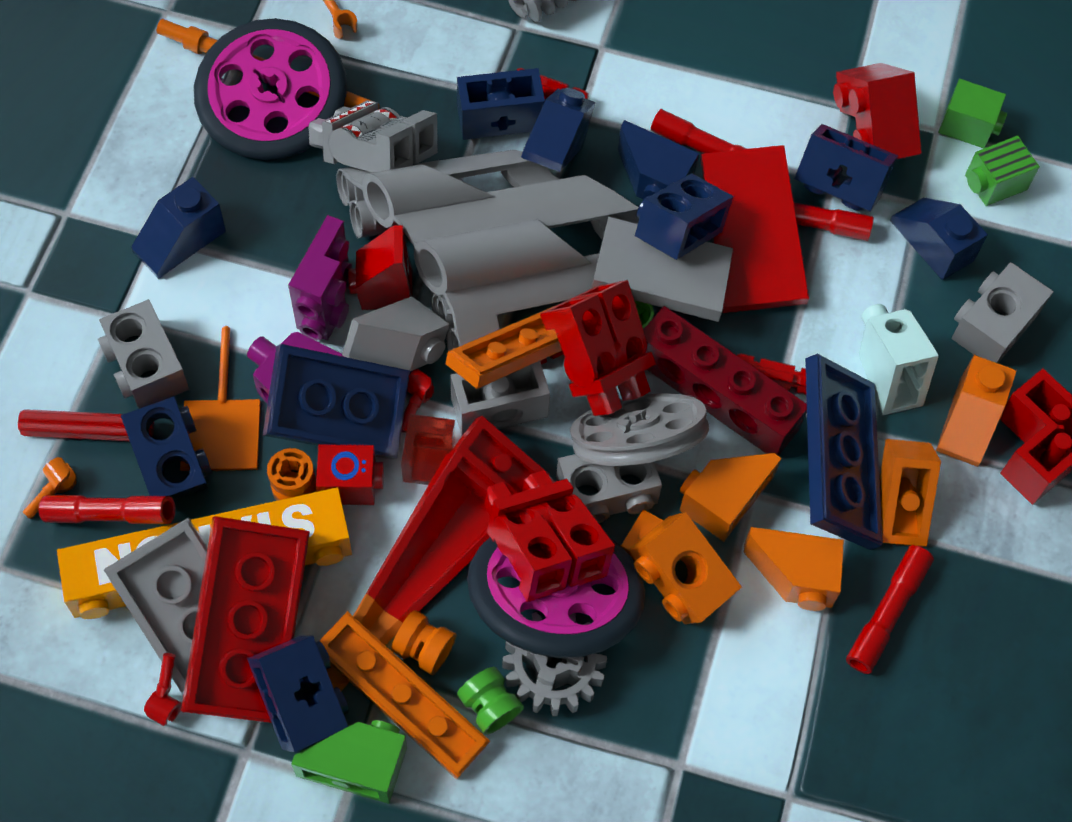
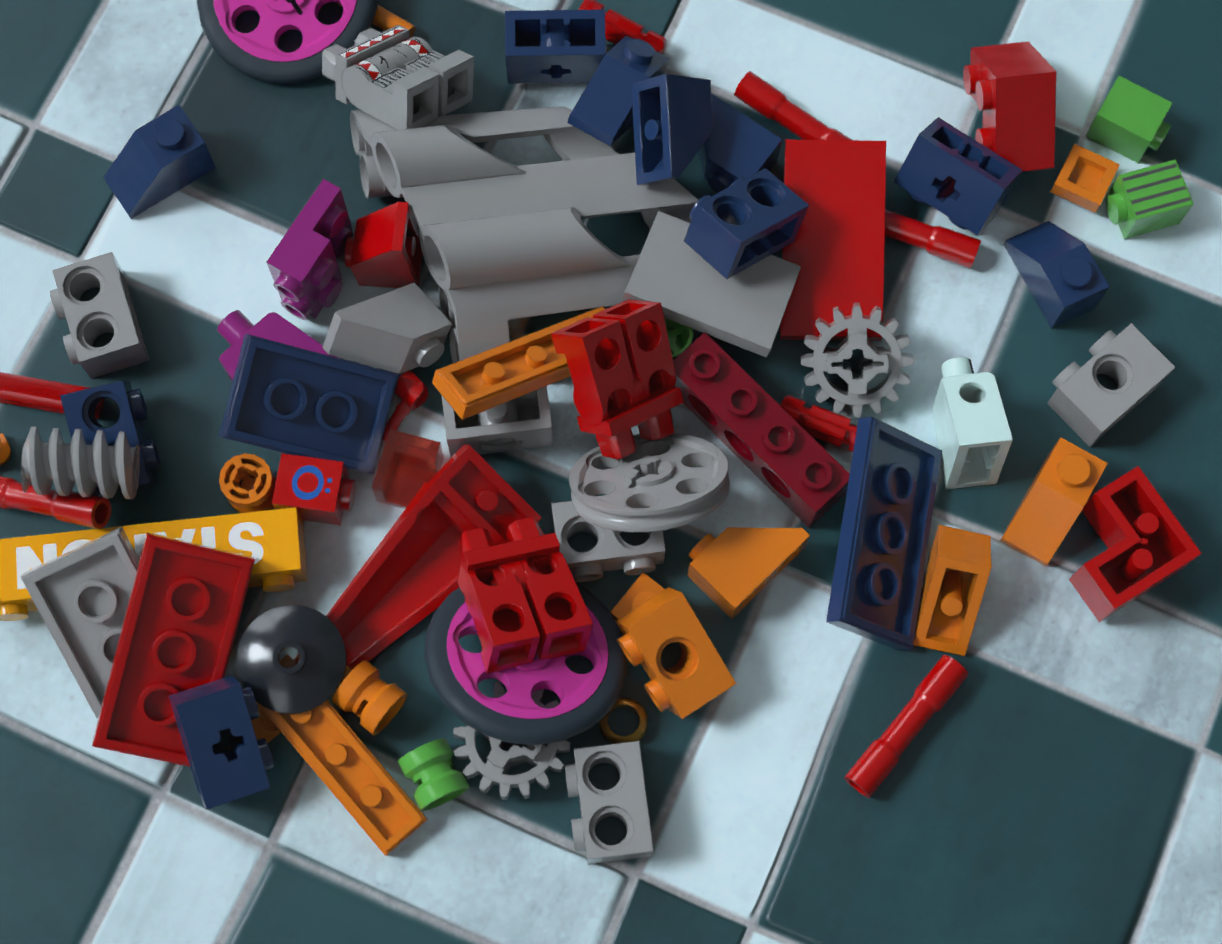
camera: 10 degrees right, 10 degrees up
(146, 467) = (80, 464): none -> light grey piece
(160, 704) = (72, 729): red hand -> none
(226, 427) = (185, 411): orange piece -> none
(356, 760) = (278, 822): bright green slope -> none
(358, 637) = (318, 669): none -> black dish
(607, 146) = (669, 124): none -> dark blue slope
(651, 652) = (625, 702): none -> pearl gold piece
(660, 703) = (624, 801): none -> light grey brick
(795, 336) = (881, 360): none -> light grey gear
(798, 565) = (809, 664): orange slope -> none
(946, 161) = (1085, 178): none -> orange plate

